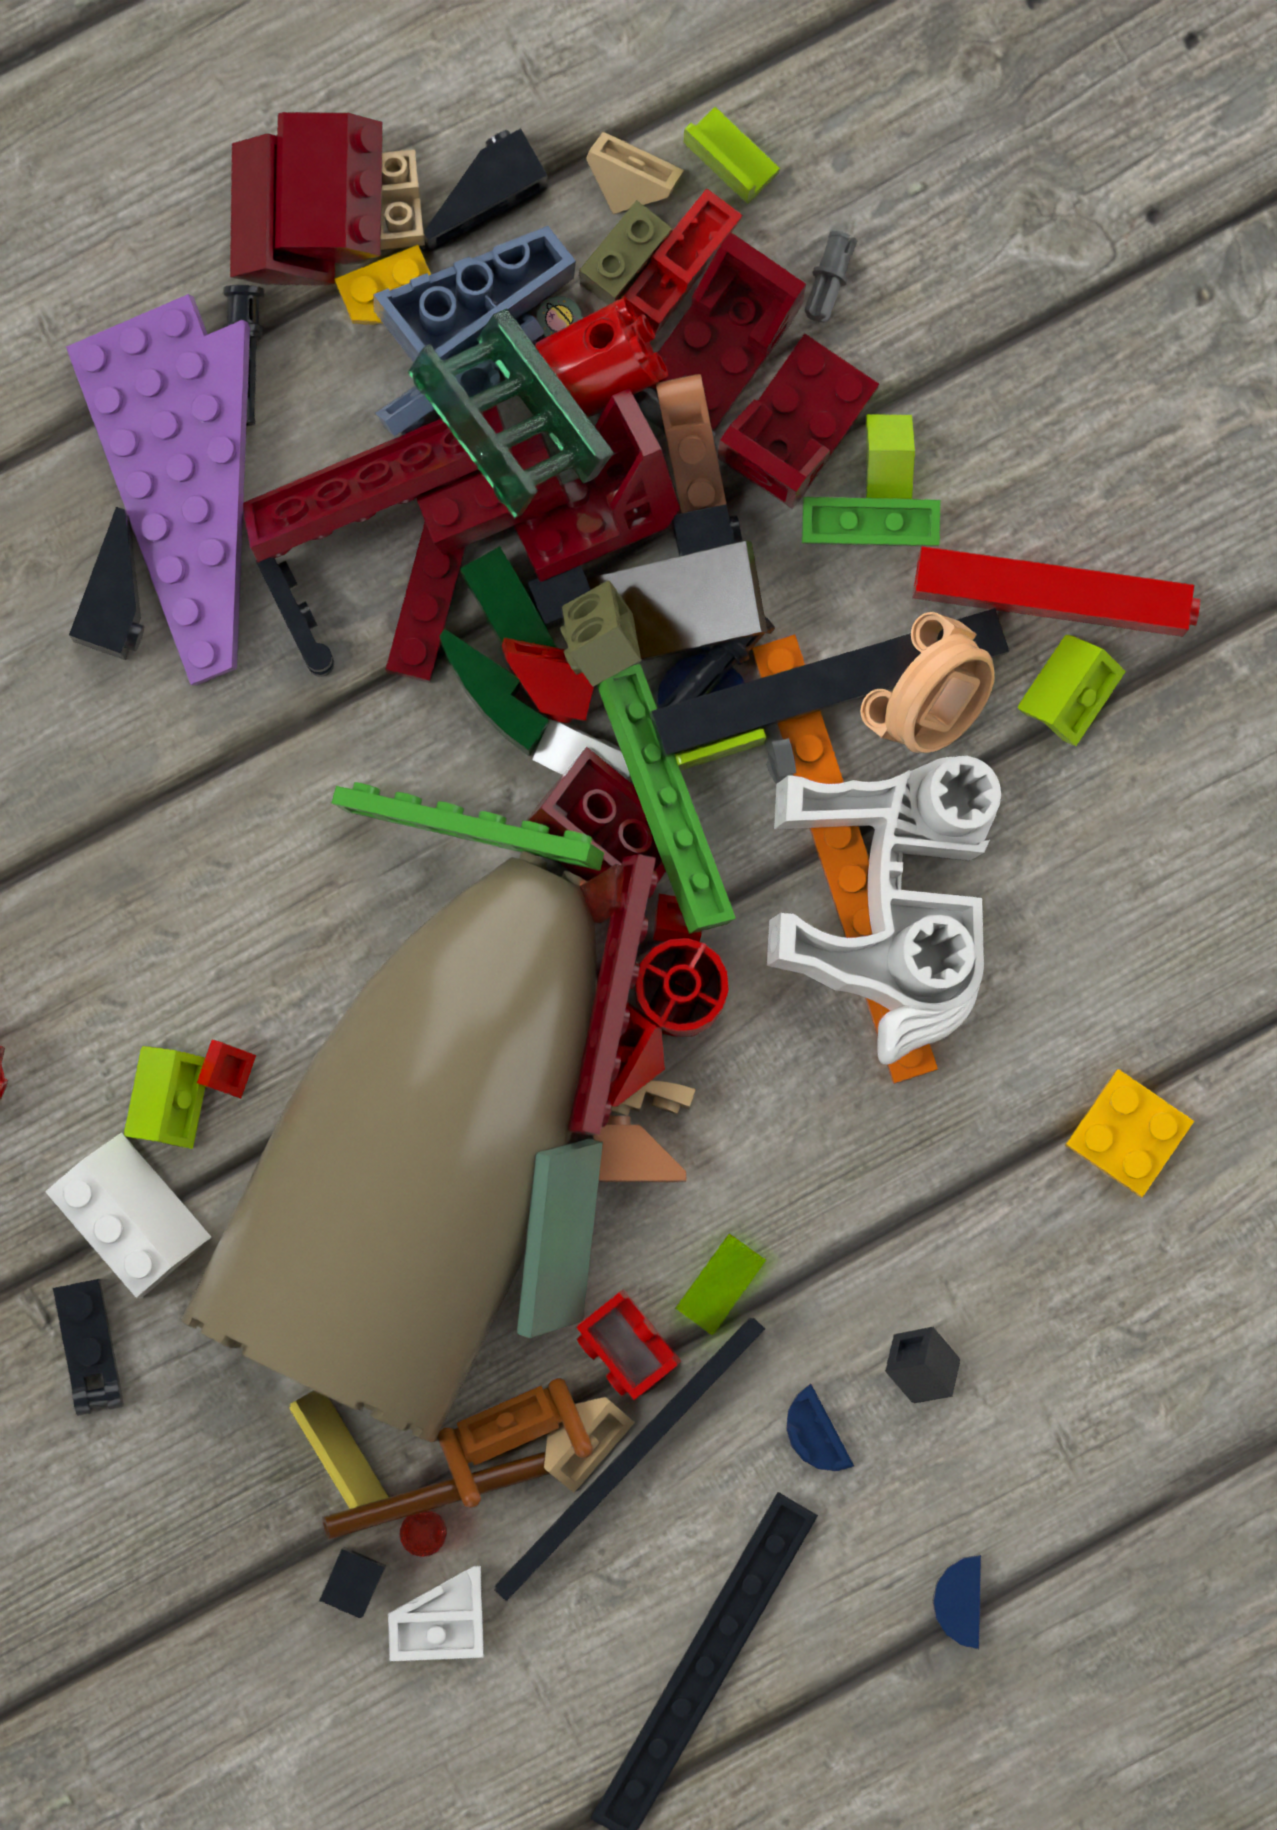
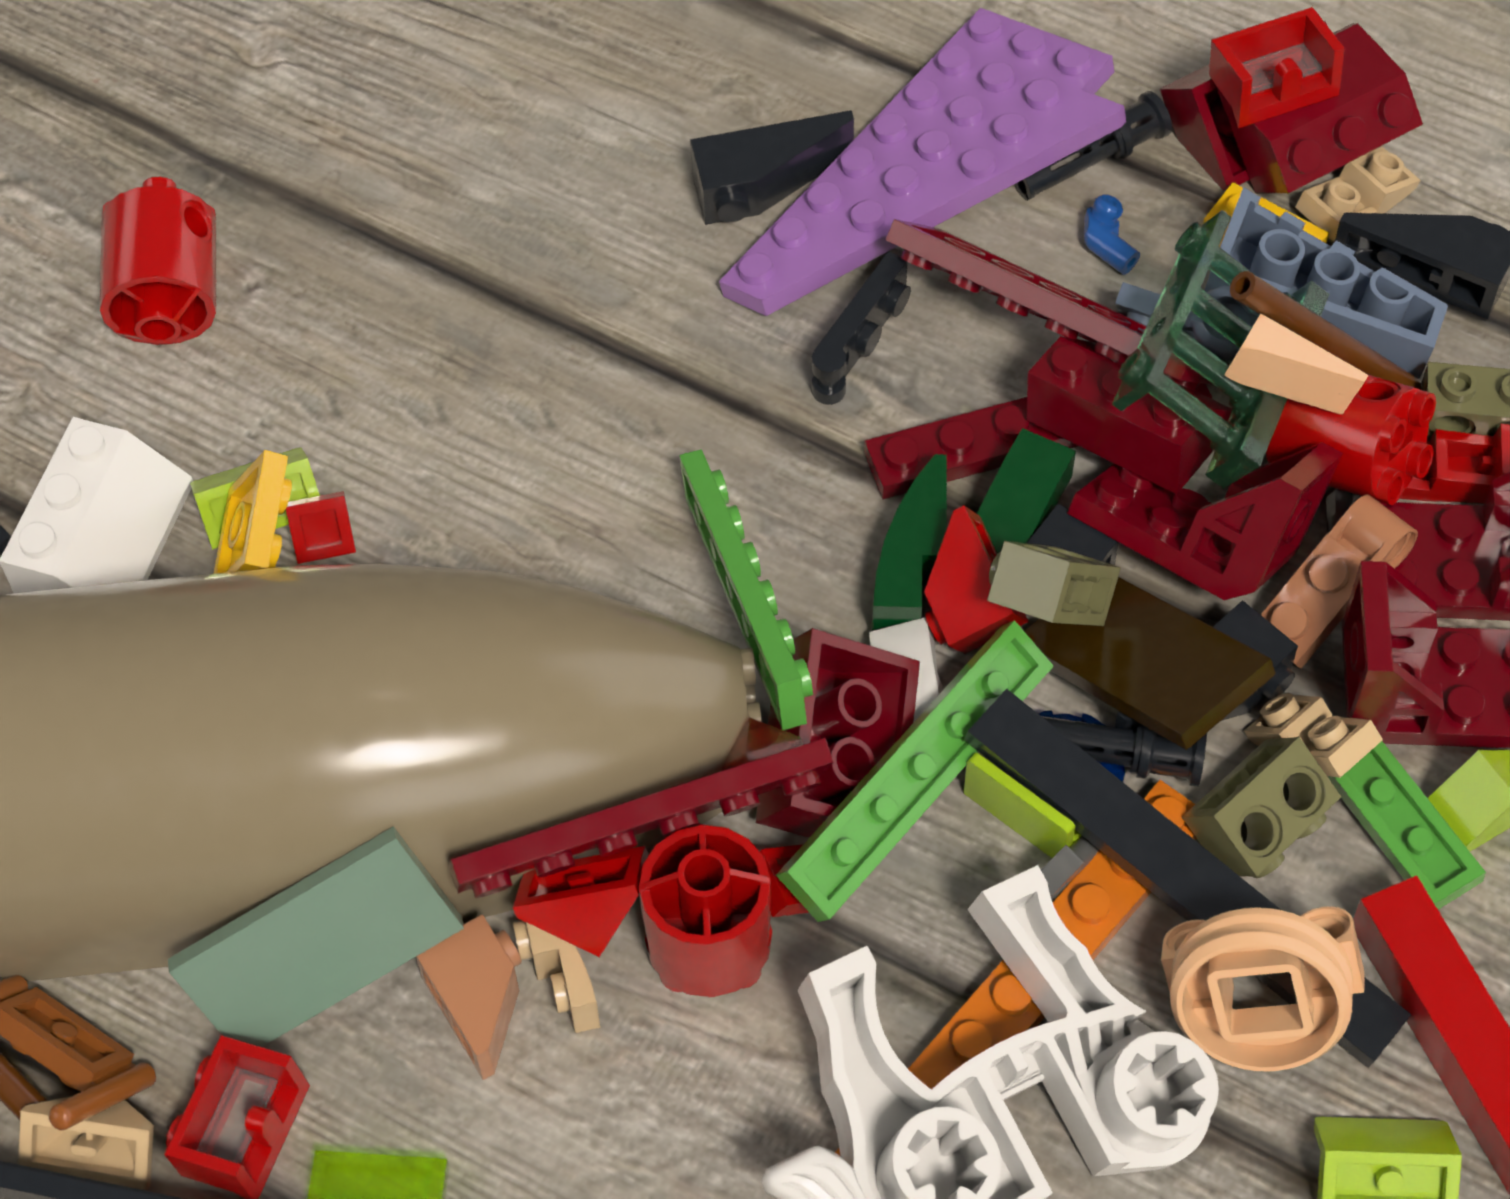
camera: 65 degrees right, 25 degrees down
(224, 1121) = (251, 516): none -> yellow plate
(295, 204) = (1277, 66): none -> red window
(317, 396) = (1102, 234): none -> blue arm
(543, 339) = (1284, 310): none -> reddish brown piece
(556, 391) = (1294, 368): none -> light nougat slope
(789, 535) = (1332, 740): none -> tan slope
(815, 603) = (1256, 795): none -> olive brick

